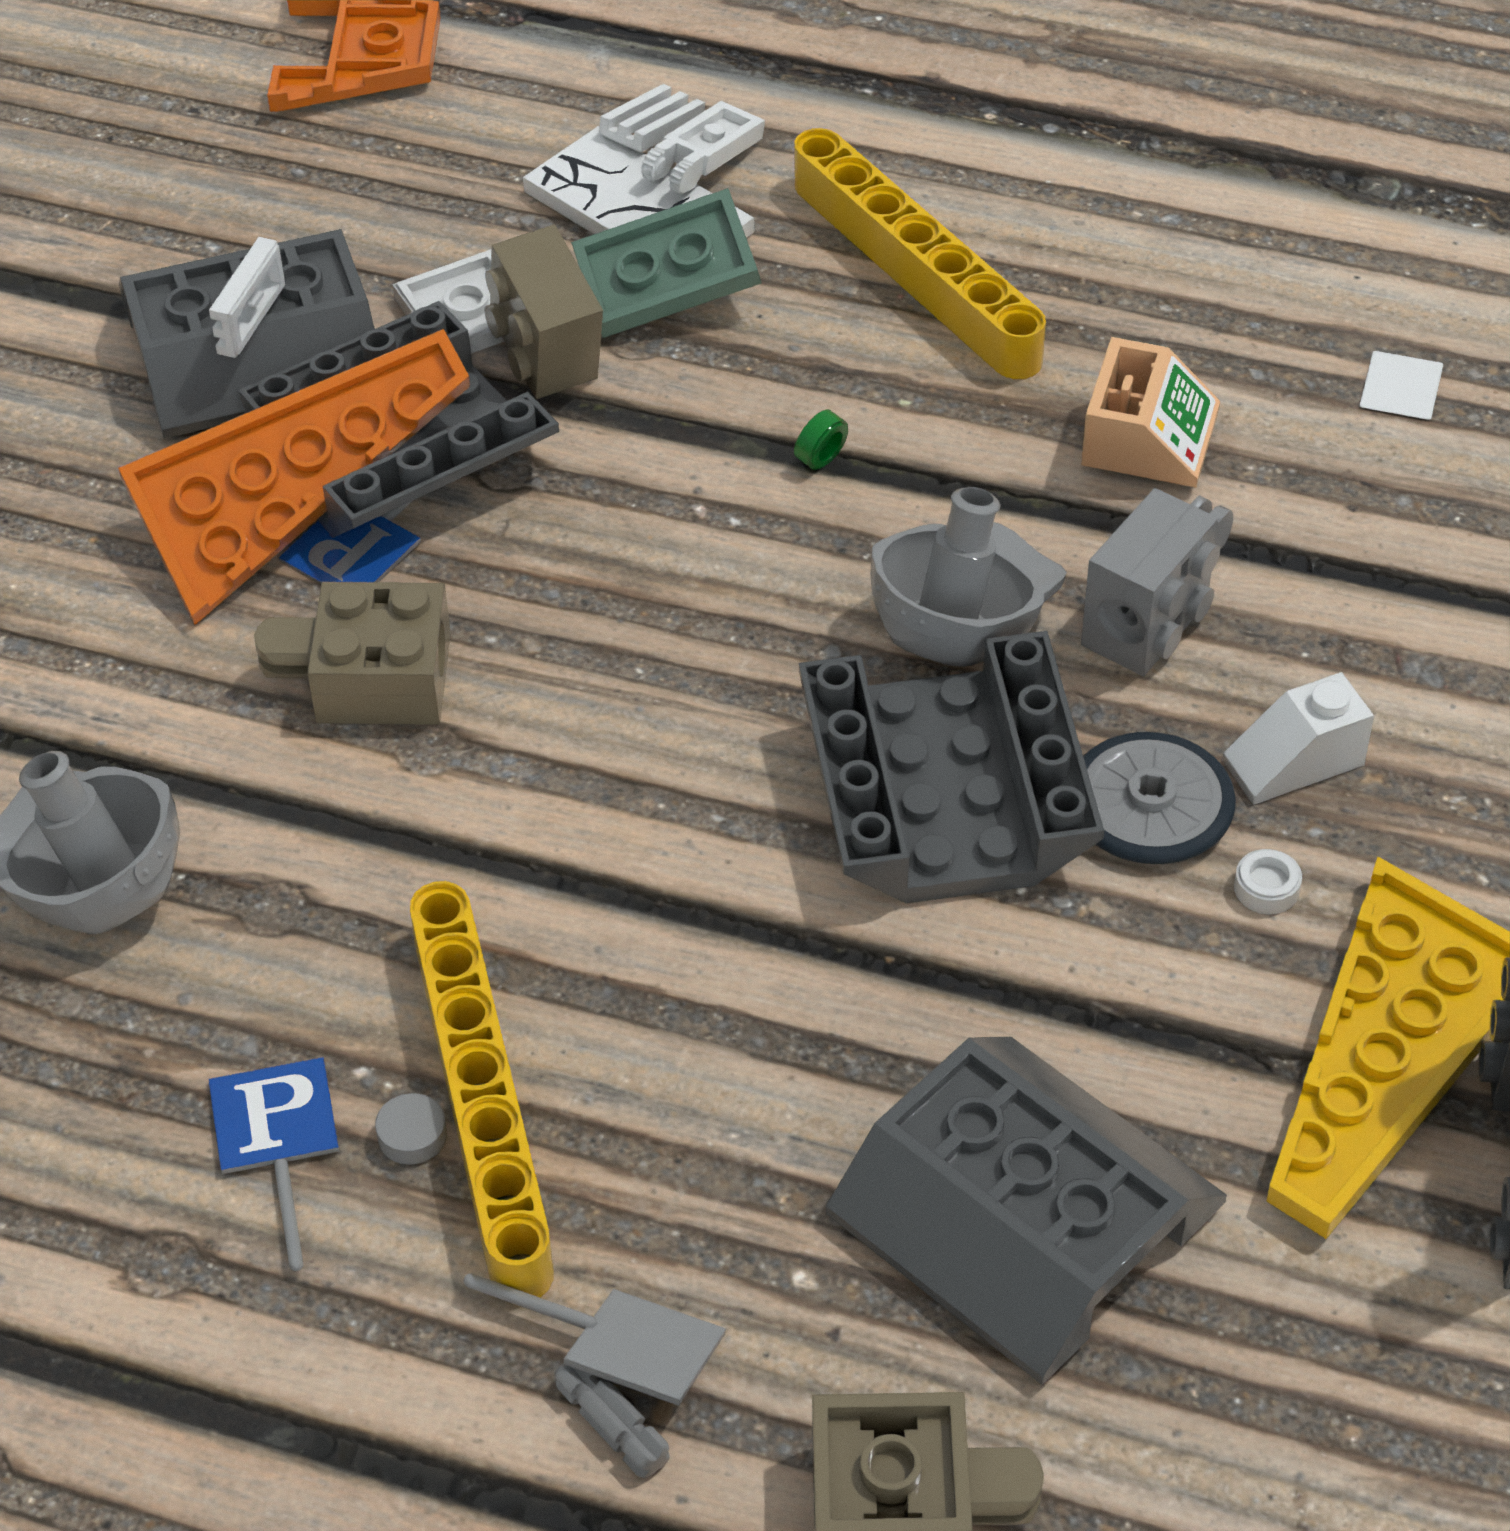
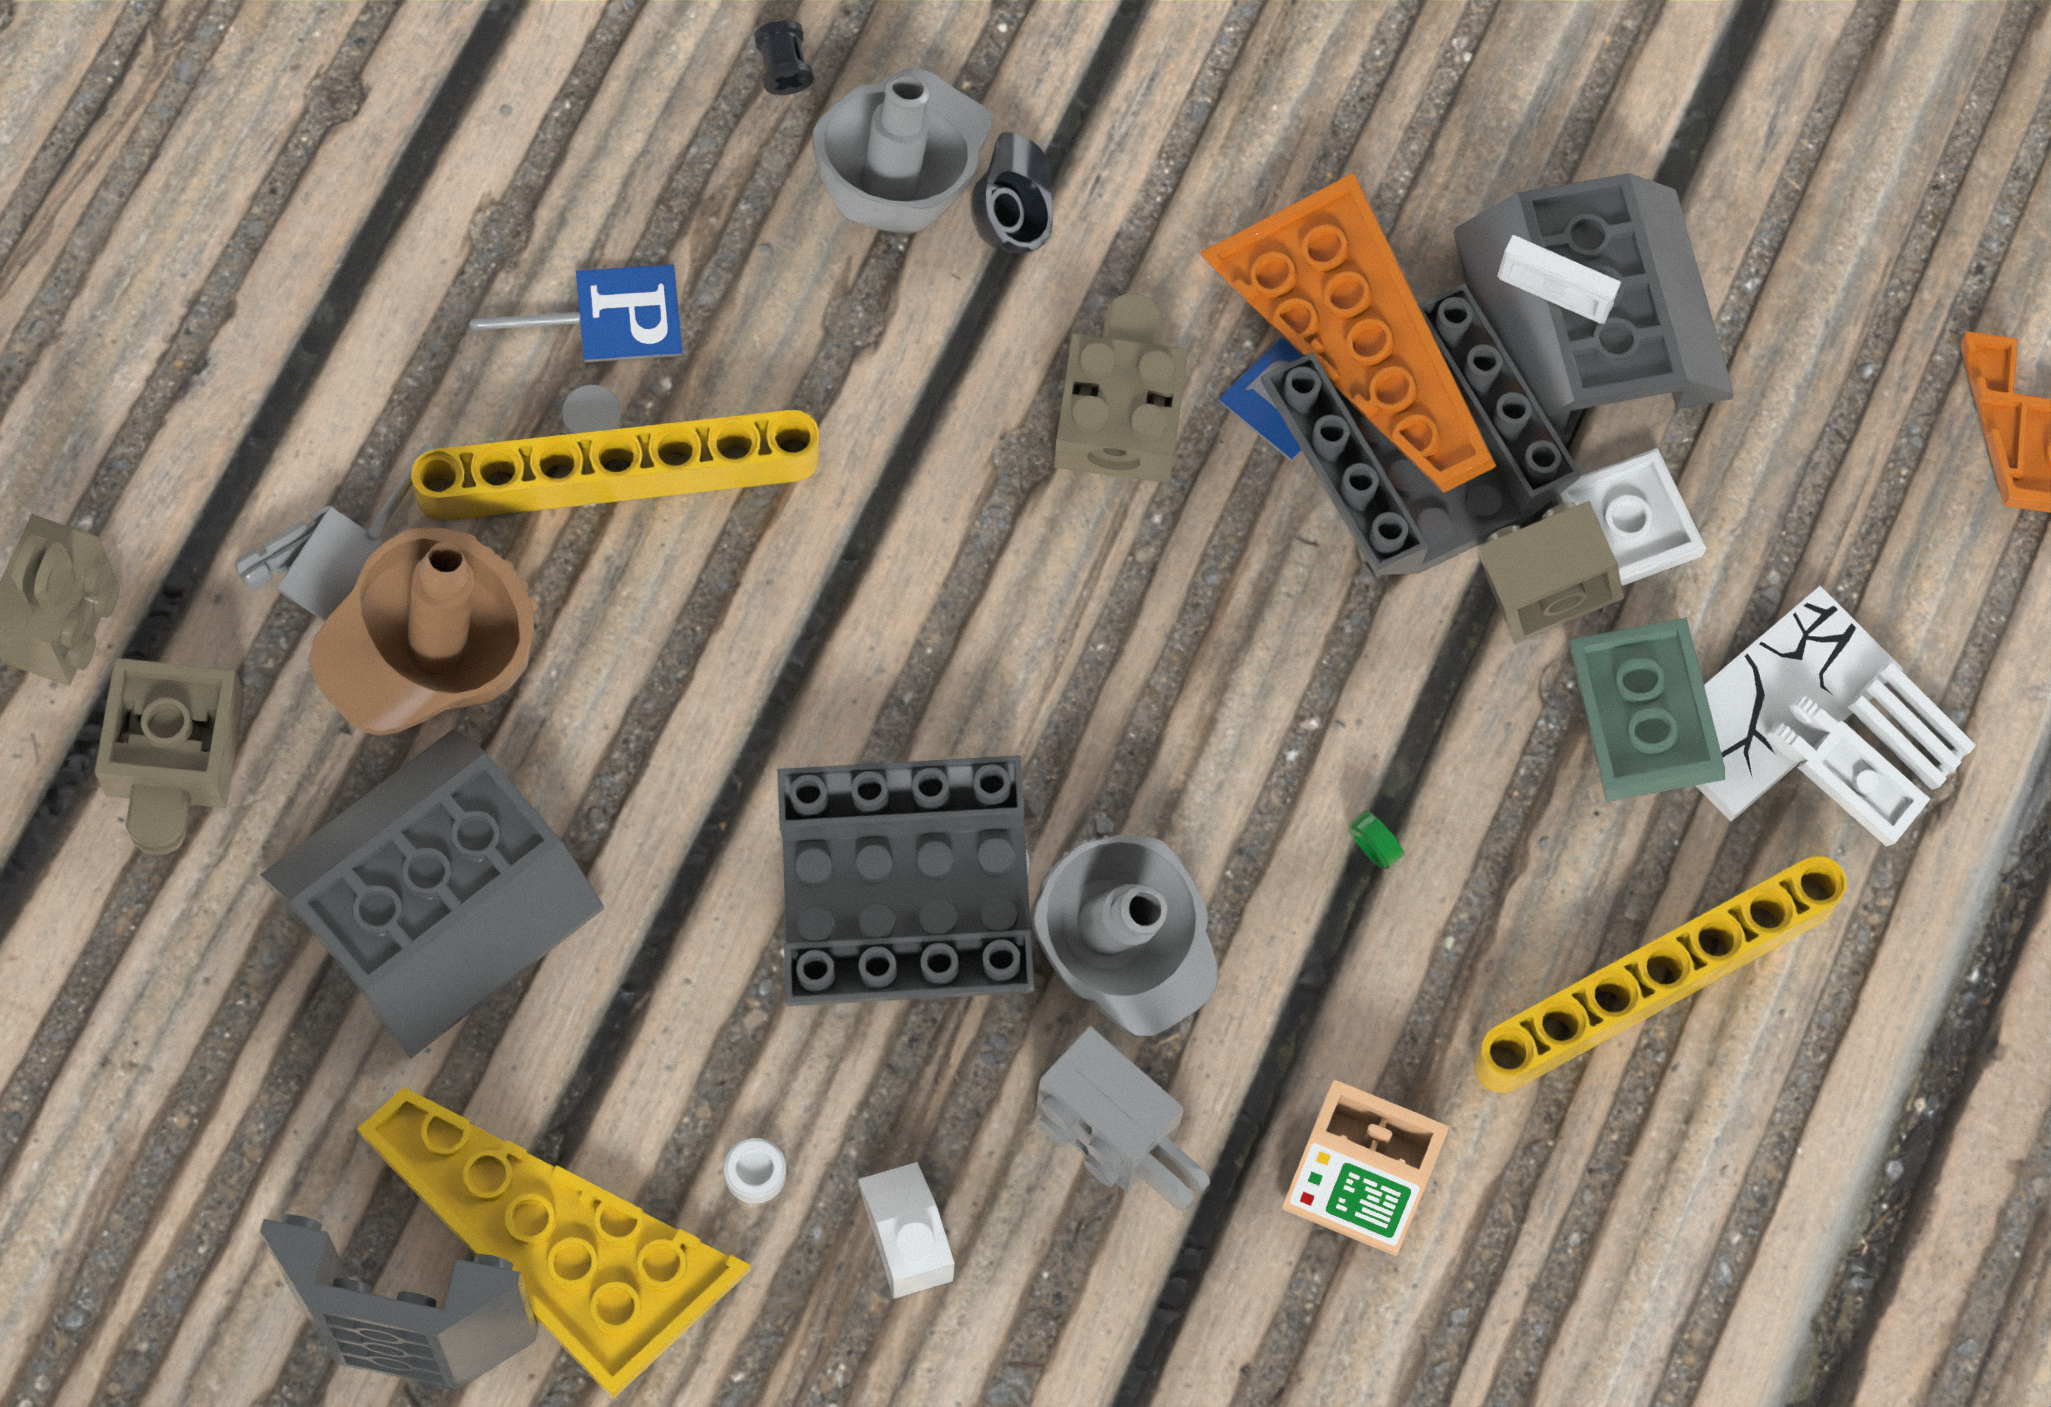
camera: 90 degrees right, 20 degrees up
(160, 757) = (1014, 197): none -> black piece
(728, 1208) = (424, 632): none -> medium nougat piece
(1159, 797) = (853, 1118): light grey wheel -> none

